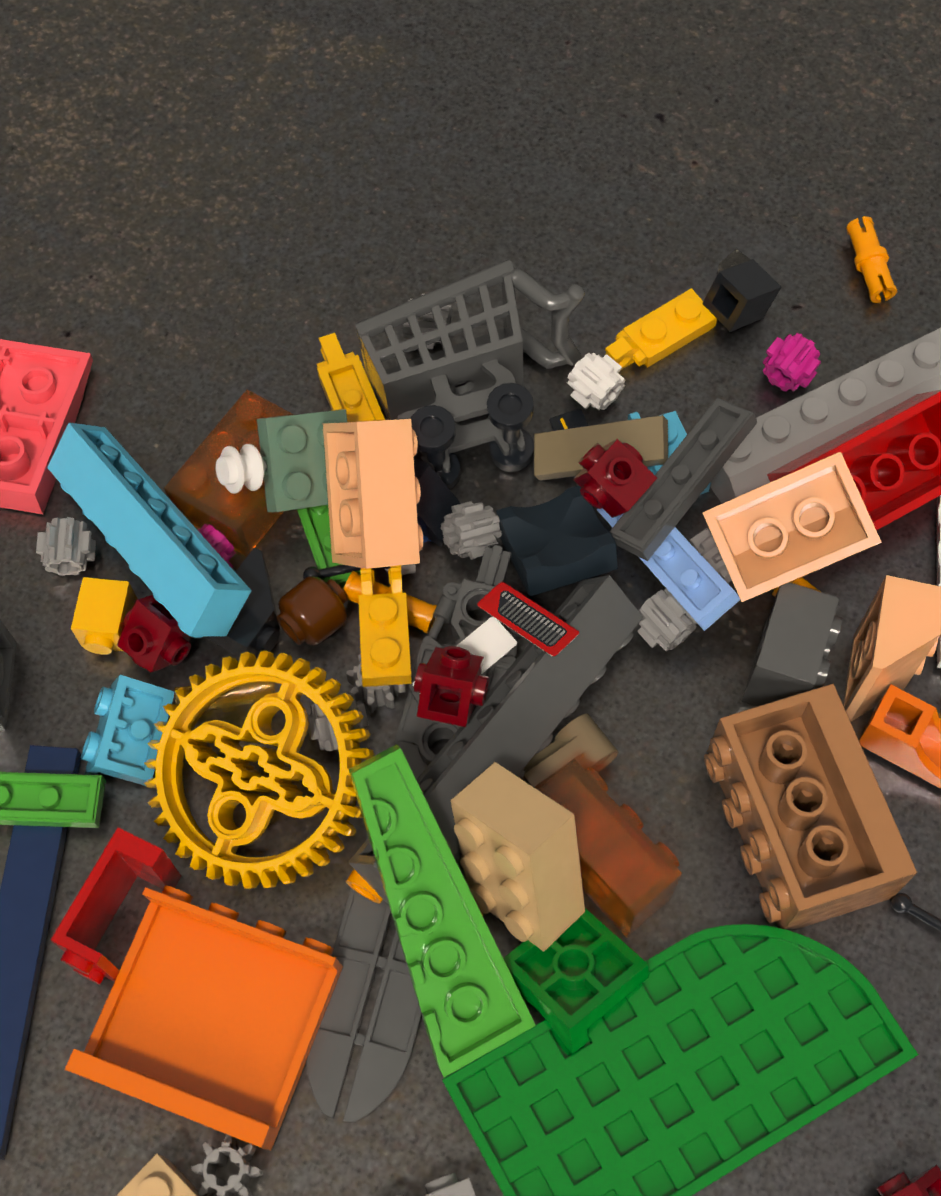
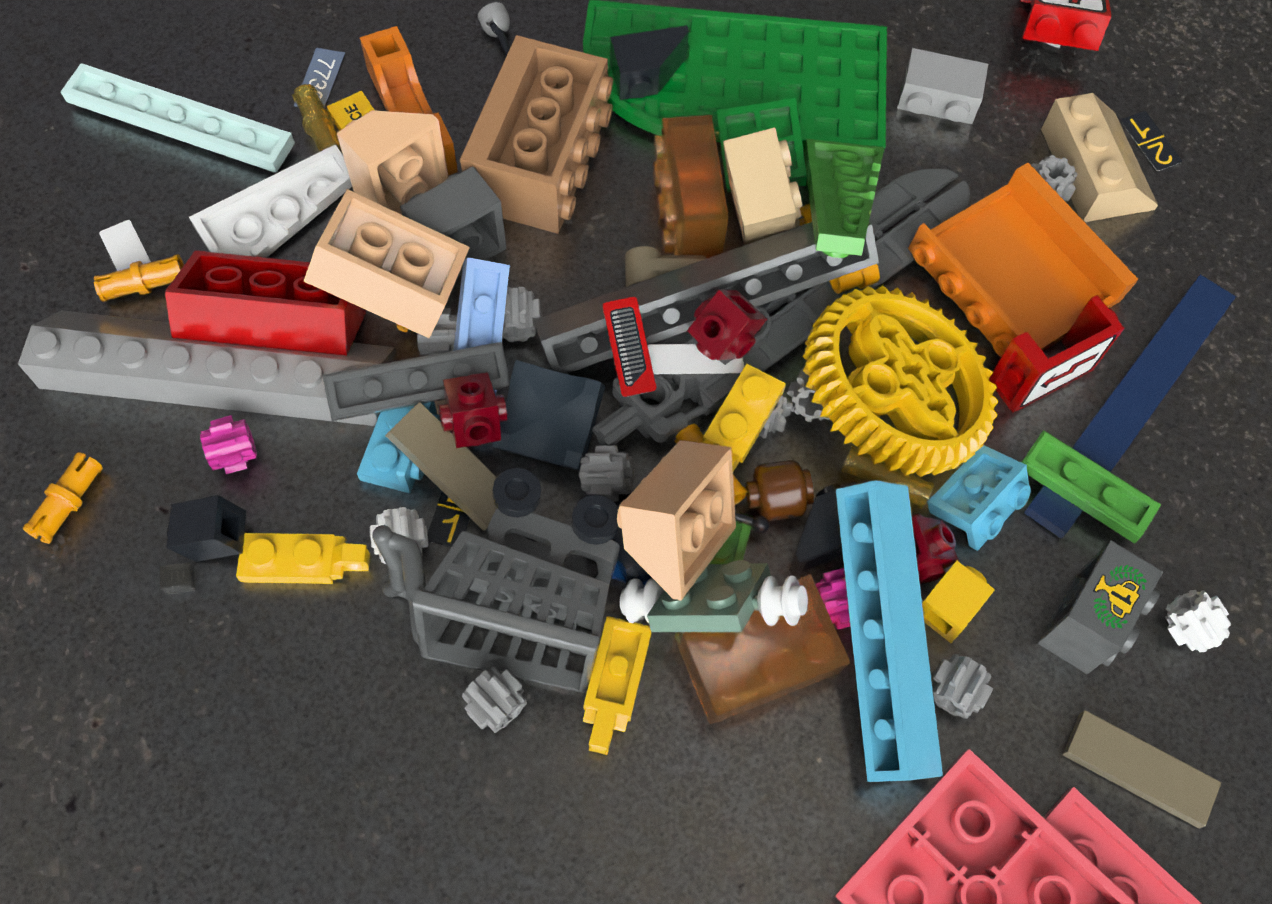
camera: 150 degrees left, 0 degrees up
(773, 980) = (647, 60): none -> black slope

